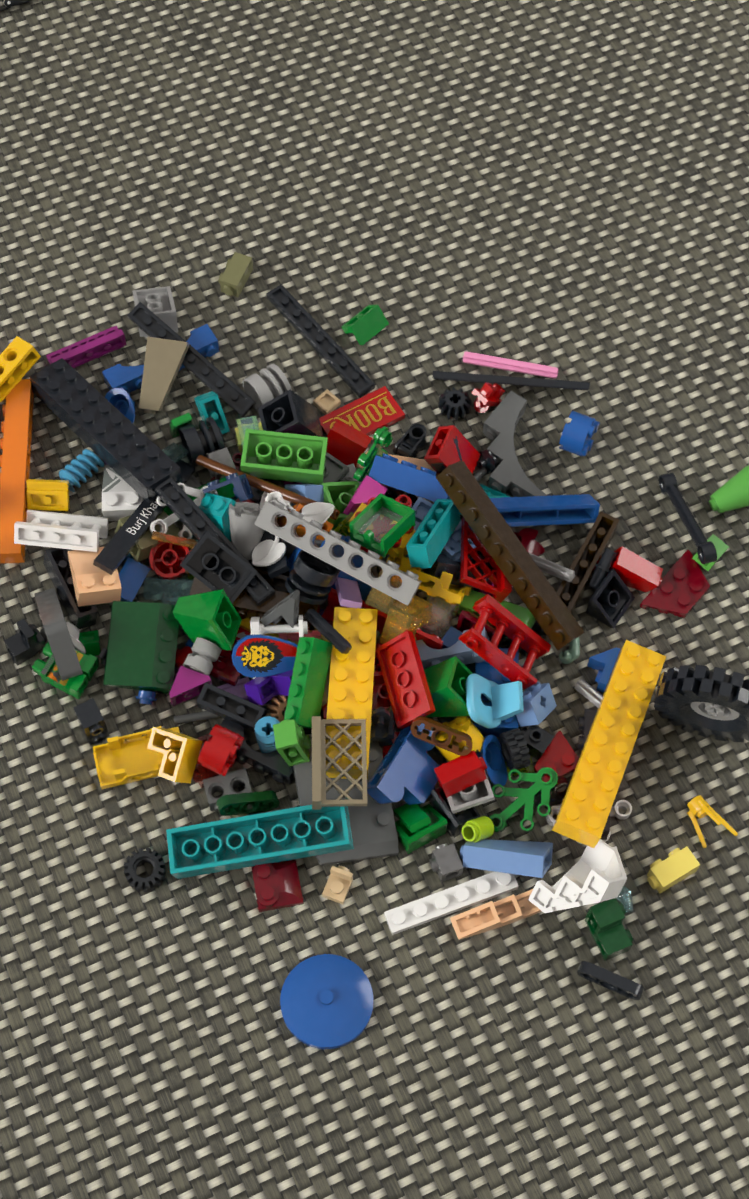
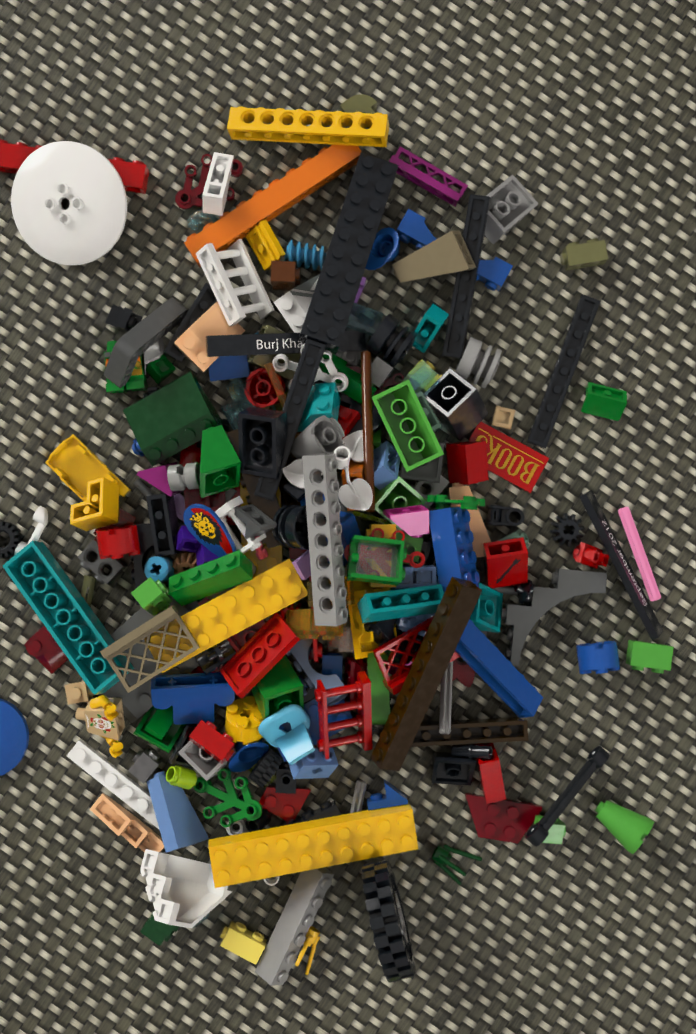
camera: 60 degrees right, 25 degrees up
(85, 491) = (285, 275): none -> reddish brown brick
(91, 722) = (87, 422): black brick -> none
(149, 822) = (41, 517): none -> white bar
(179, 422) = (396, 311): green tile -> none
(241, 486) = (355, 406): dark blue bracket -> none
(247, 803) = (96, 585): dark green beam -> none
(328, 631) = (260, 569): black axle -> none
(378, 868) = (105, 718): none -> torso
(424, 735) = (224, 701): reddish brown beam -> none
(601, 399) = (649, 655): none -> bright green brick
(610, 980) = (126, 940): black beam -> none
(679, 809) = (293, 925): none -> light grey brick
(686, 652) = (442, 858): none -> dark green plant

